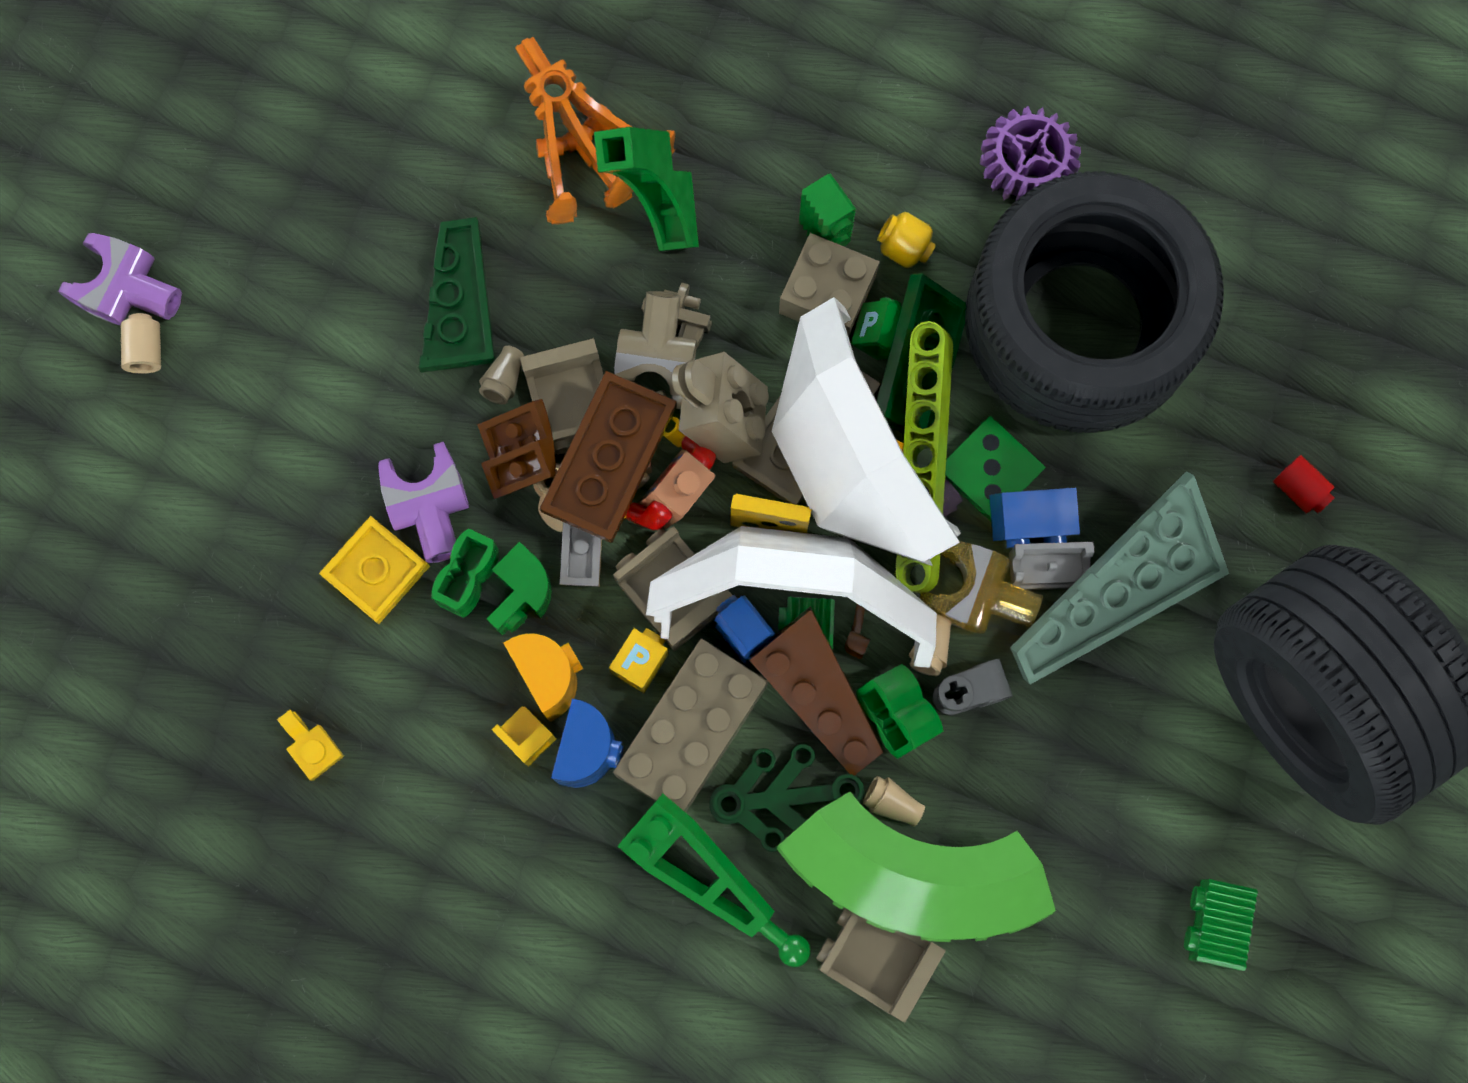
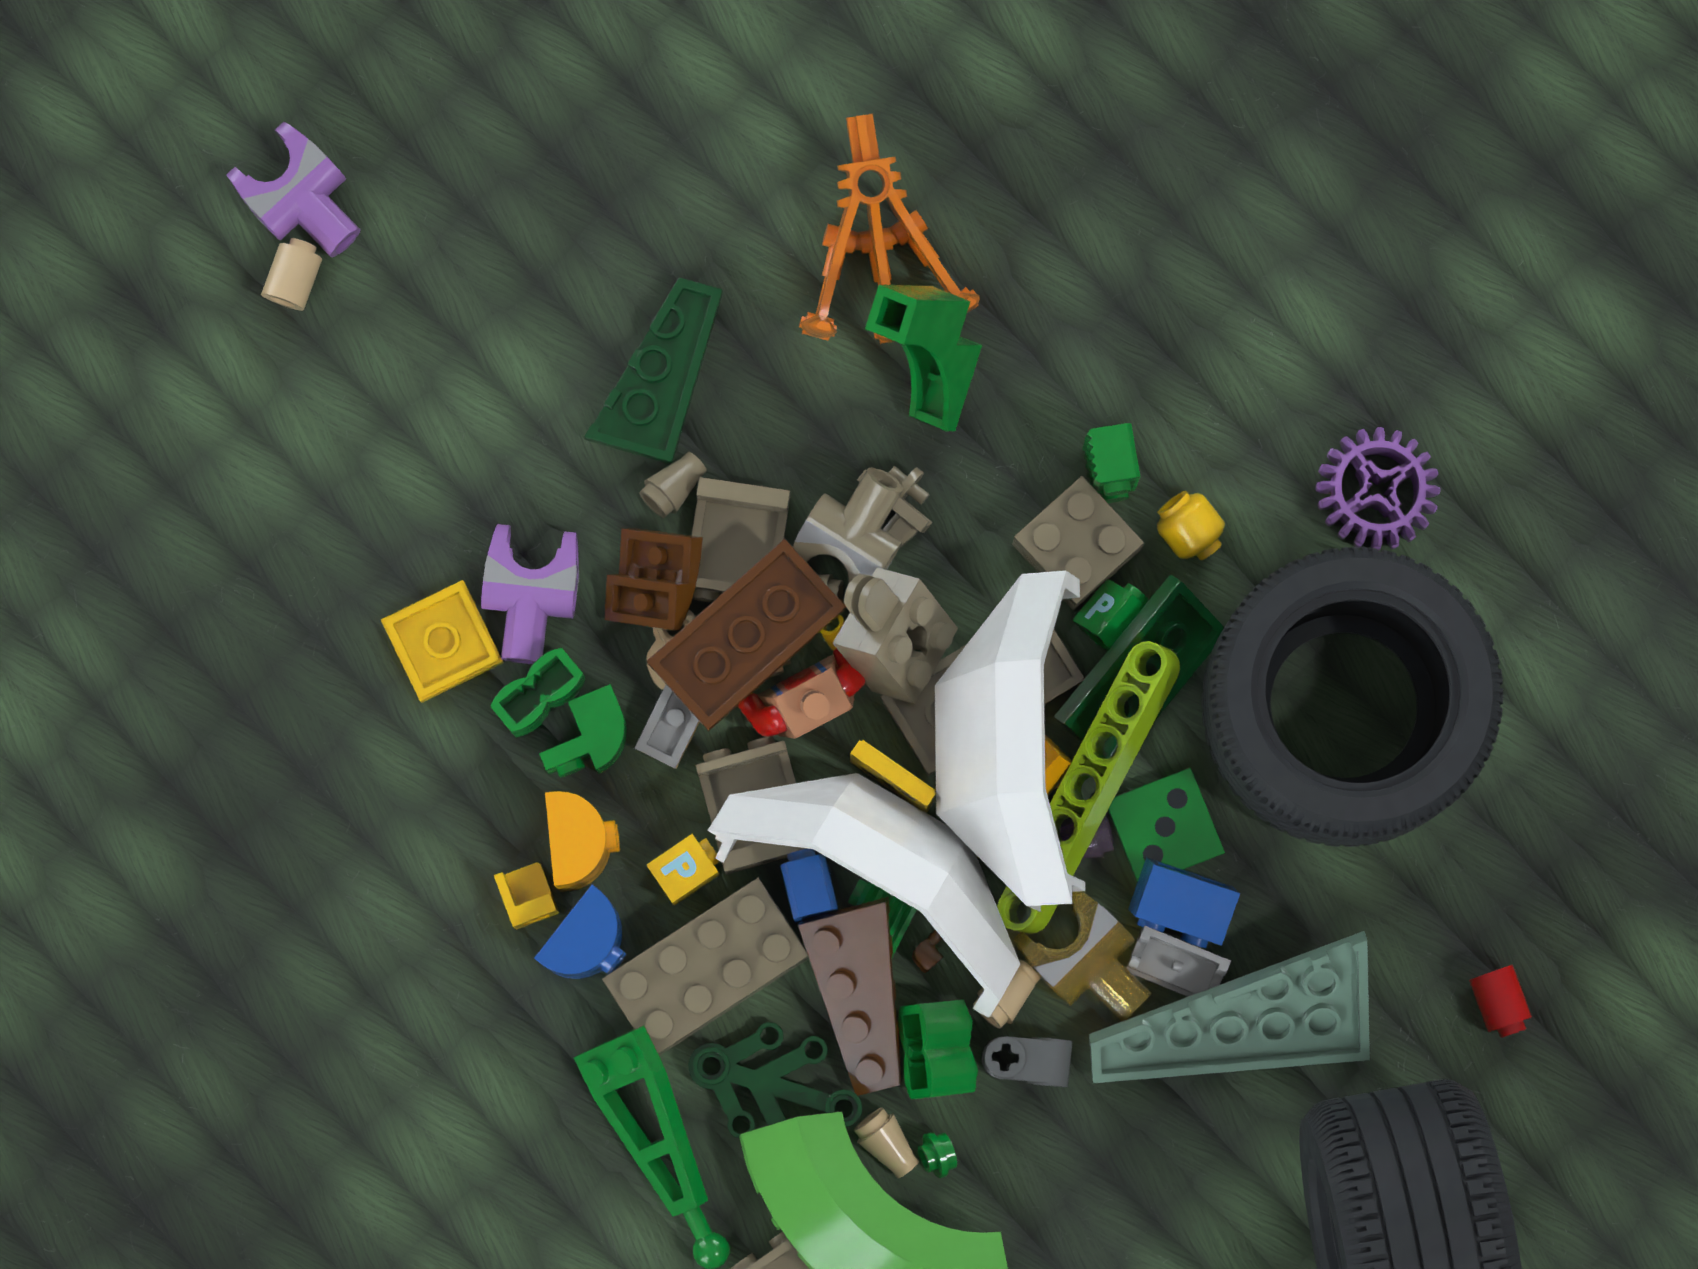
camera: 25 degrees right, 5 degrees up
(312, 748) = (295, 809): yellow plate -> none
(937, 793) = (937, 1154): none -> green plate

